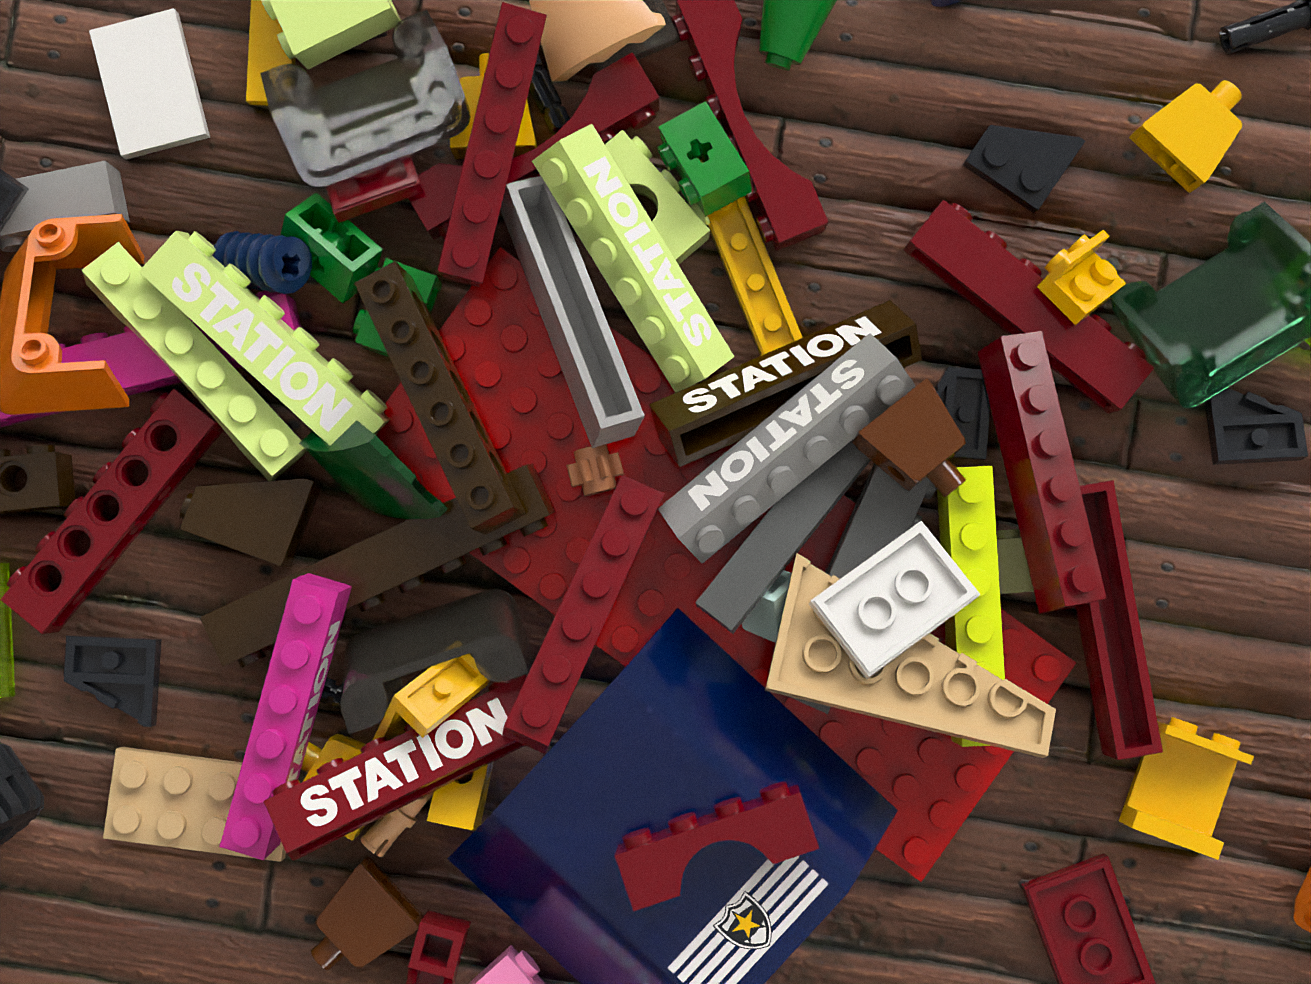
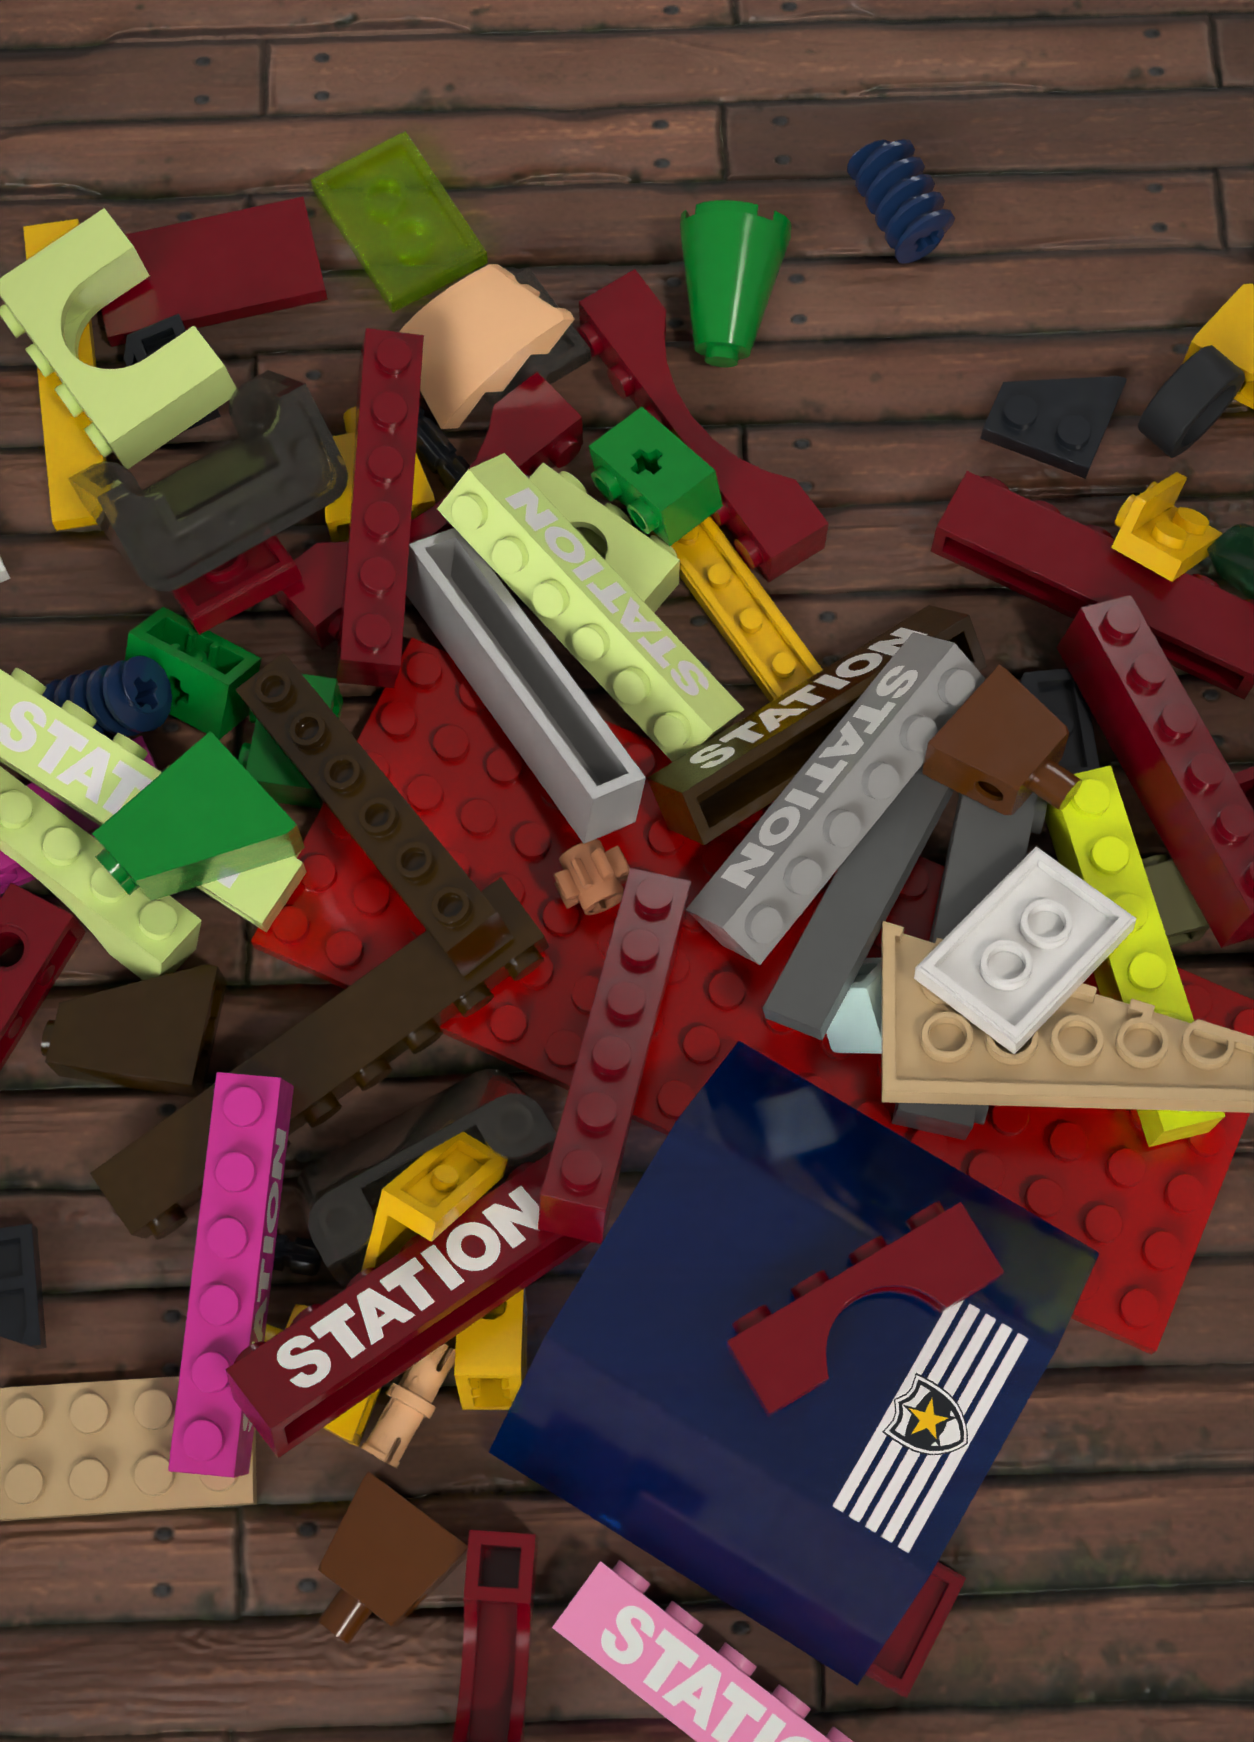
camera: 10 degrees left, 15 degrees down
(304, 392) = (195, 826): none -> green slope
(373, 474) = (296, 932): dark green slope -> none
(1129, 174) = (1191, 401): none -> black tyre

